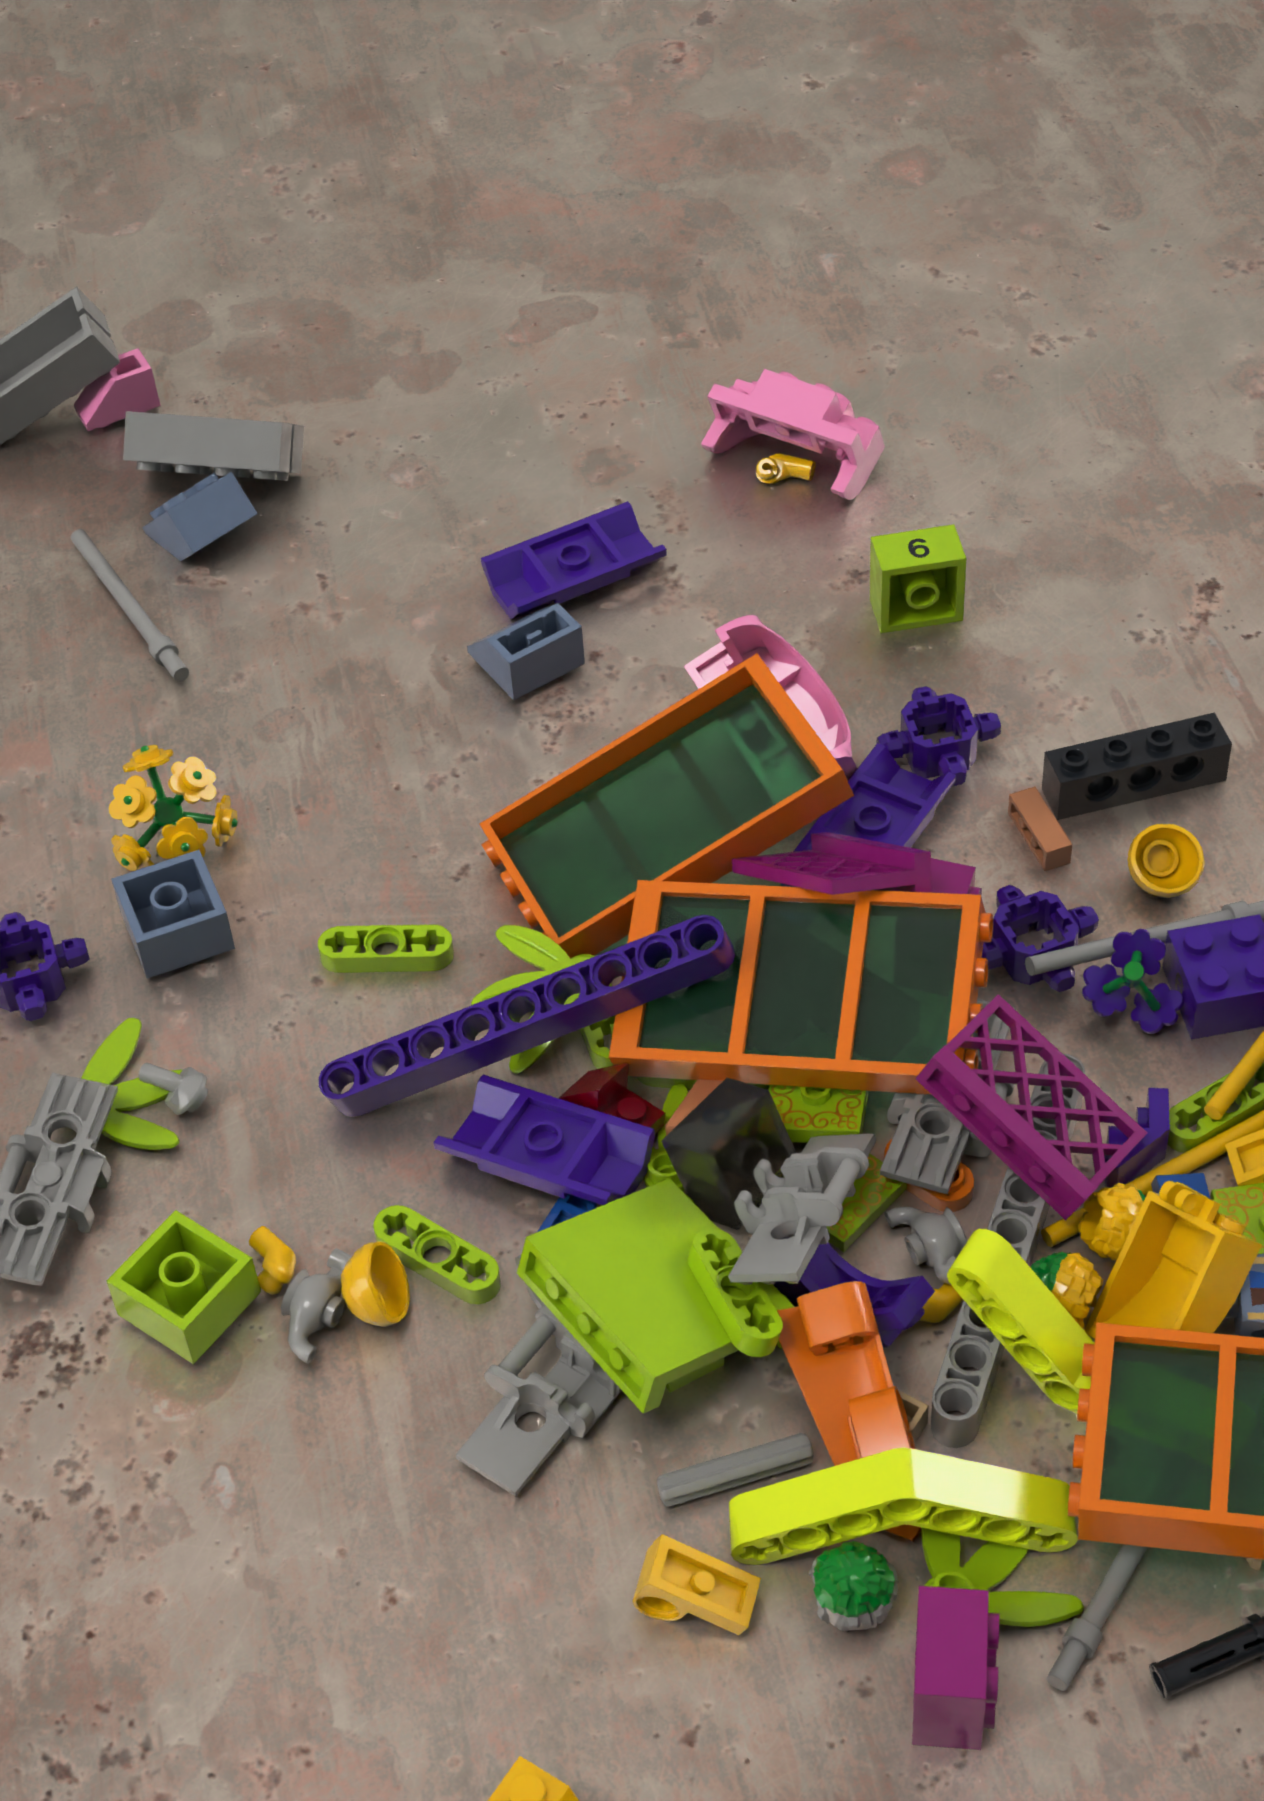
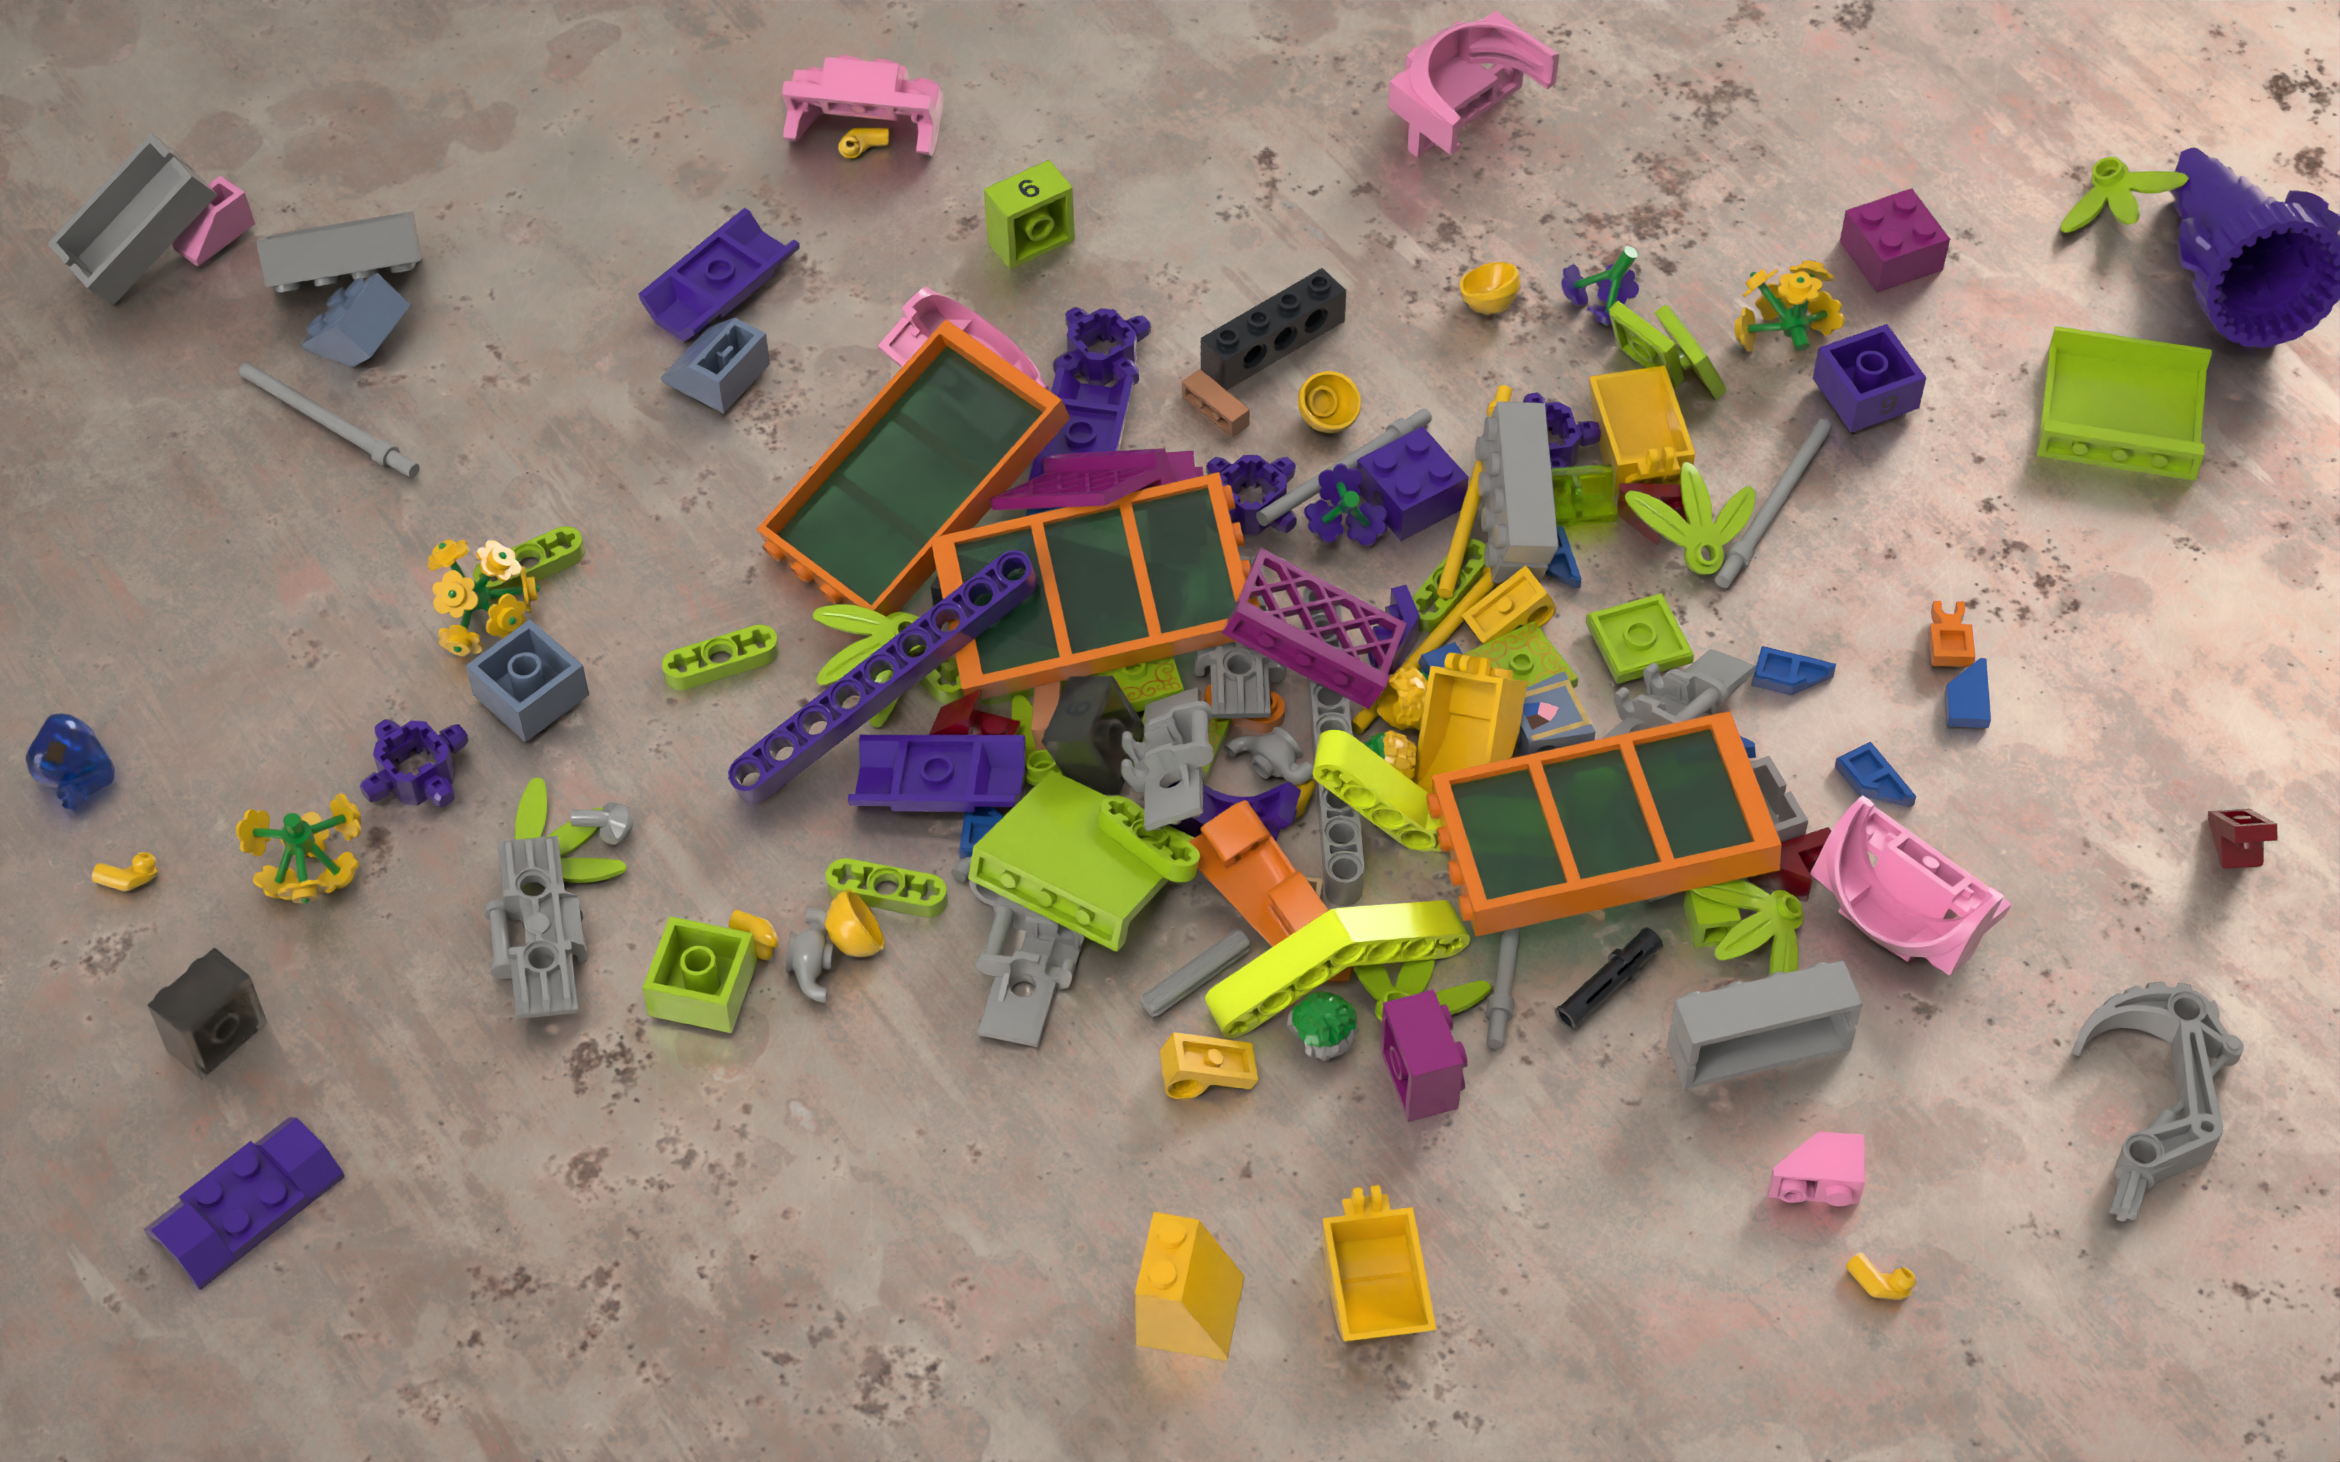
camera: 25 degrees left, 5 degrees up
(273, 780) = (536, 547): none -> lime beam

